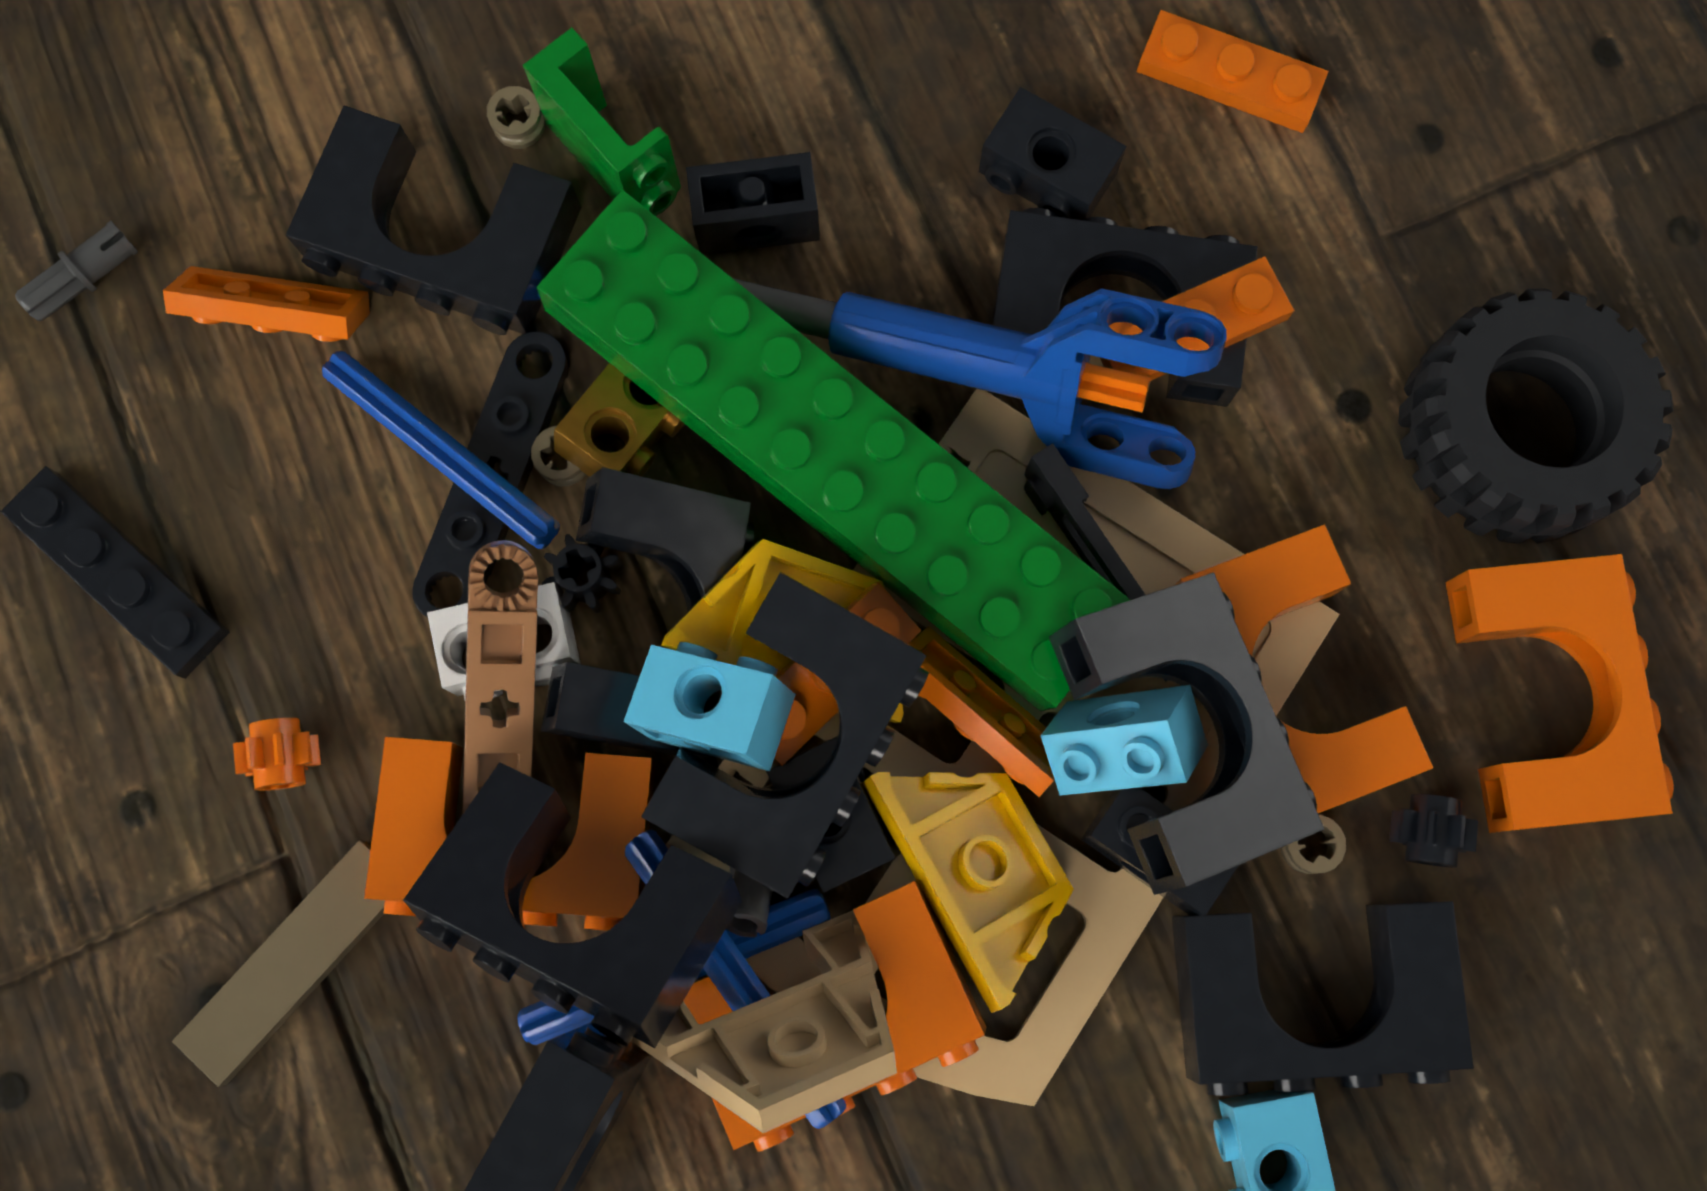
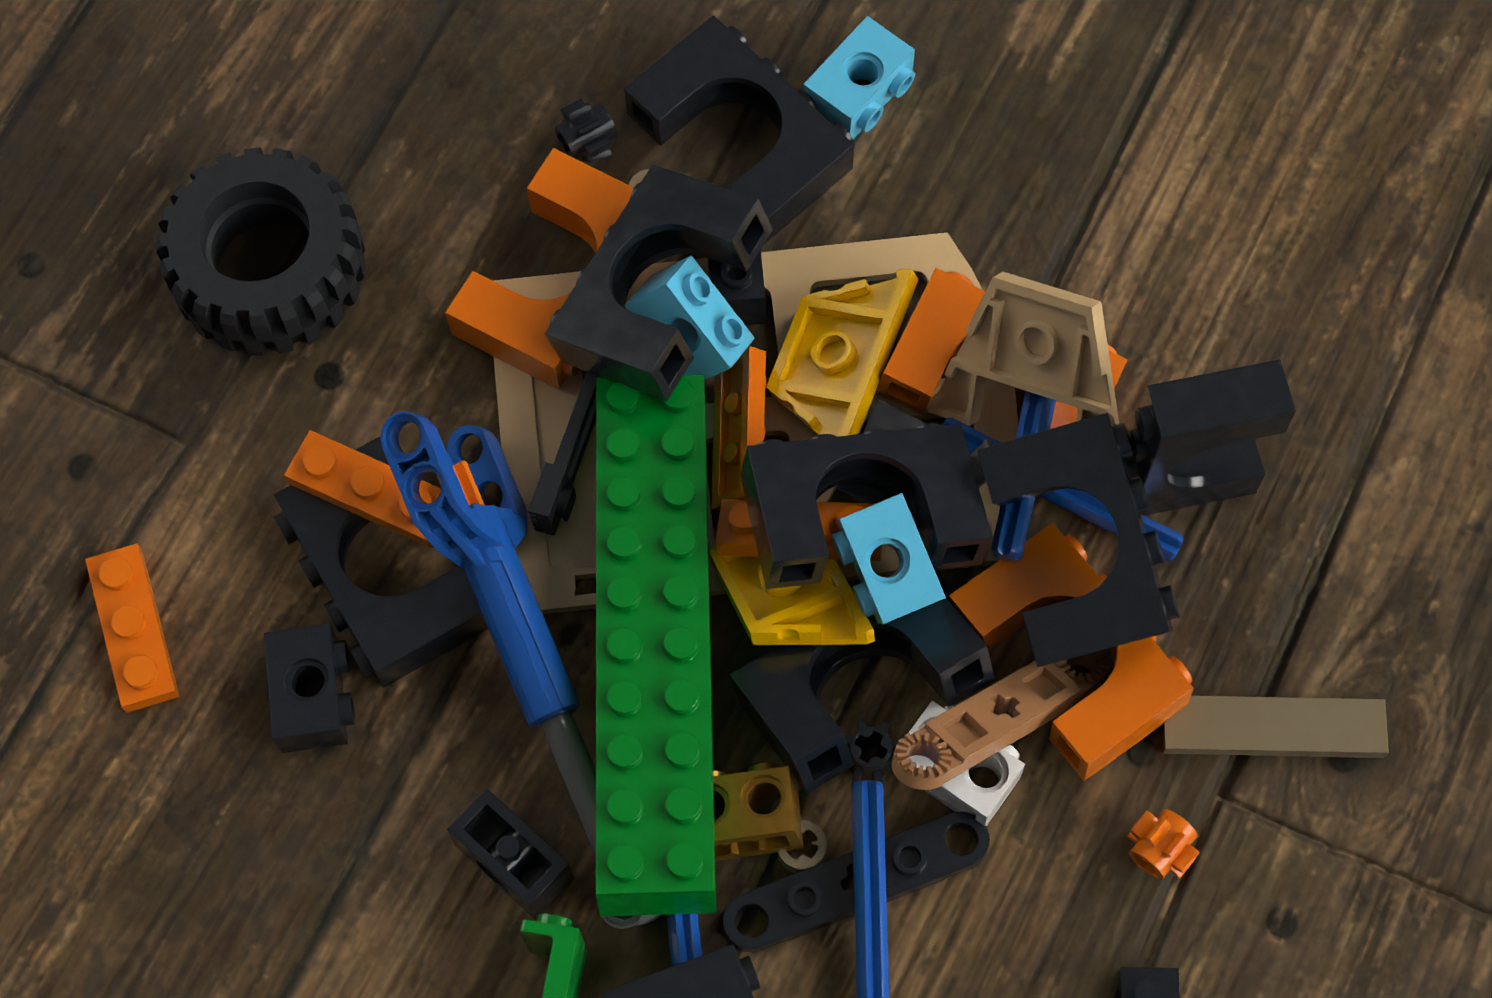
camera: 130 degrees left, 10 degrees down
(1590, 615) = (458, 65): orange arch -> none

